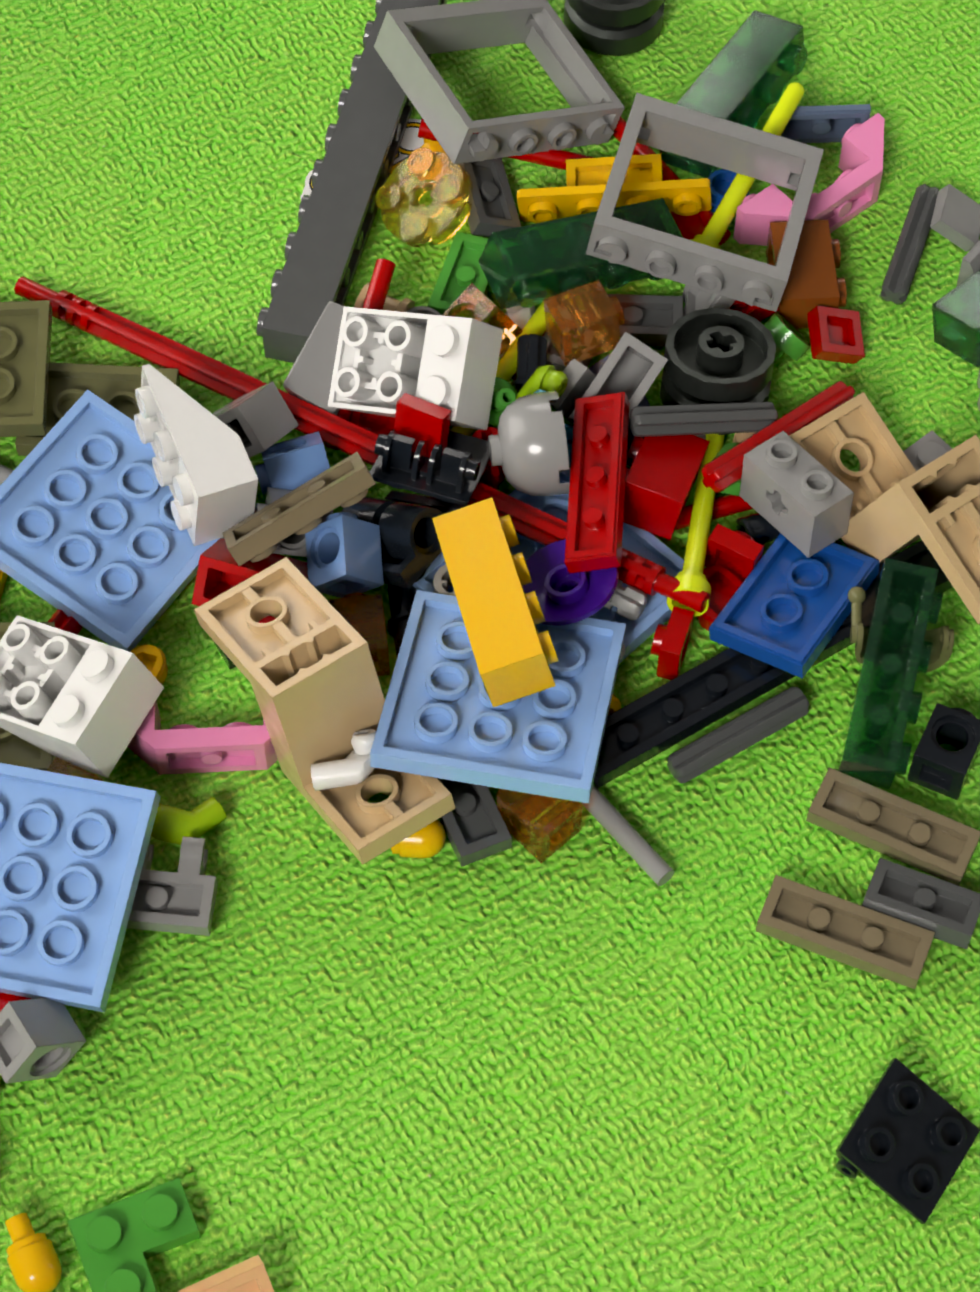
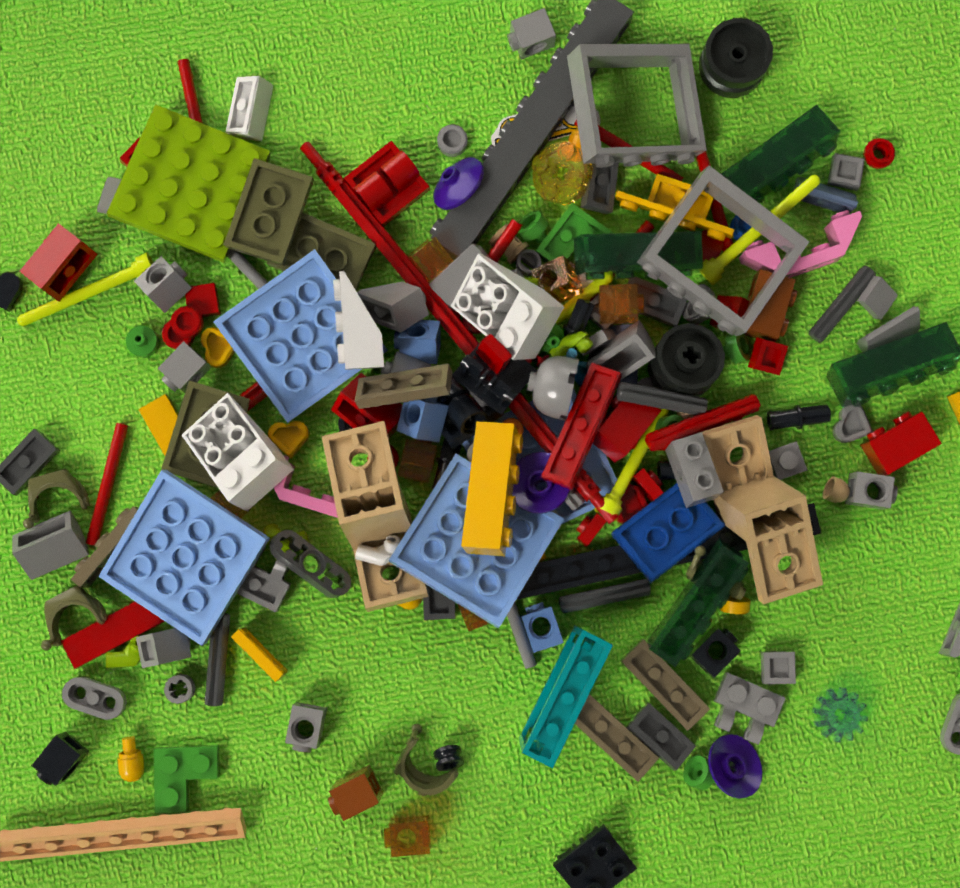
camera: 20 degrees right, 25 degrees up
(92, 1122) = (190, 685): none -> light grey bush
(133, 1048) = (217, 663): none -> dark grey axle
(169, 287) = (387, 183): none -> red plate
(203, 1002) = (259, 653): none -> yellow tile
(218, 839) = (298, 543): none -> dark grey beam
(244, 216) = (452, 140): none -> light grey tile
(271, 351) = (430, 258): none -> clear orange brick
(274, 252) = (458, 183): none -> dark purple dish
(310, 53) = (531, 34): none -> light grey brick
(322, 1065) = (311, 713): none -> light grey brick
(411, 280) = (533, 227): none -> bright green tile
(451, 1149) = (355, 793): none -> dark orange brick
(551, 1118) = (417, 780): none -> olive helmet
(578, 1045) = (448, 757): none -> black bush
(579, 1179) = (418, 825): none -> clear orange brick
(661, 827) = (547, 640): none -> medium blue brick
(737, 848) = (563, 696): none -> teal window
(835, 86) = (846, 171): none -> light grey tile
(871, 52) = (884, 147): none -> red plate
(921, 399) = (798, 417): none -> black axle
(947, 674) = (737, 606): none -> yellow tile

